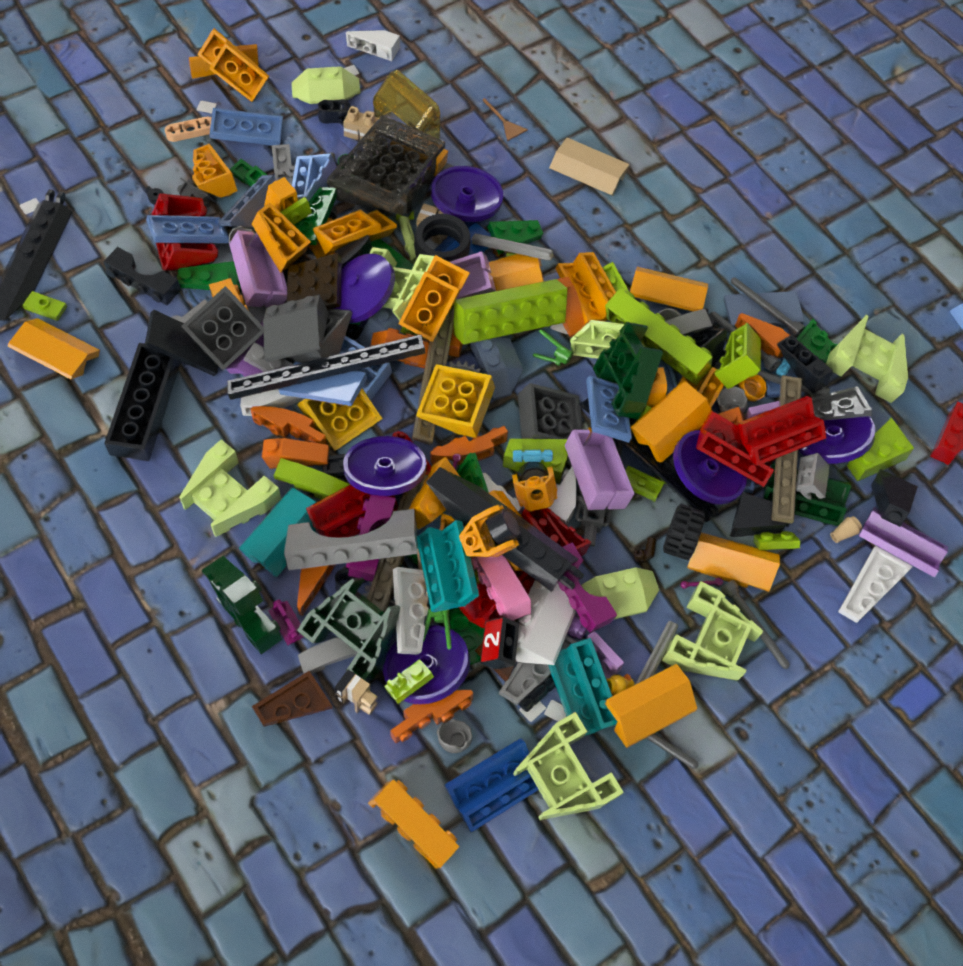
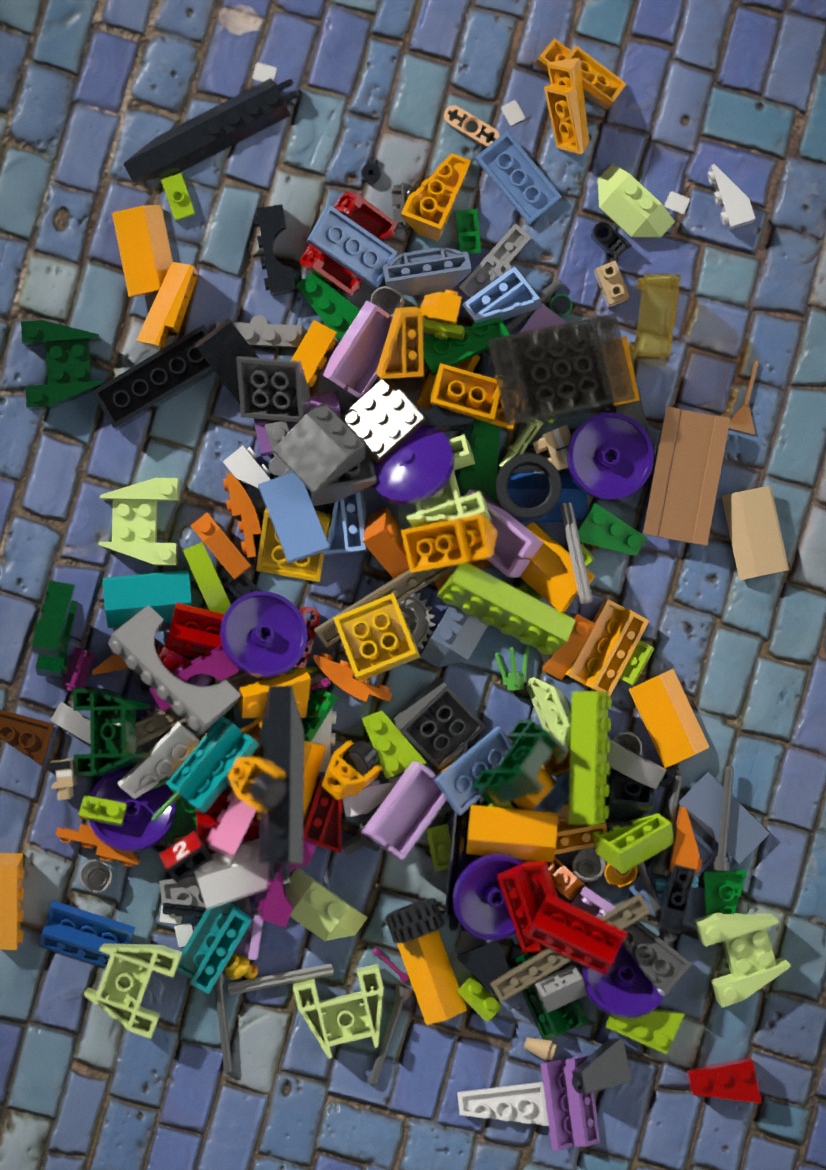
camera: 55 degrees right, 25 degrees up
(65, 450) = (66, 362): none -> dark green wedge
(103, 356) = (169, 306): none -> light orange slope
(325, 367) = (307, 509): black plate -> none
(521, 169) = (686, 476): none -> medium nougat hinge
(532, 456) = (376, 745): medium azure axle -> none
(647, 553) = (380, 901): dark brown arm -> none
(652, 705) = (243, 1006): light orange slope -> none

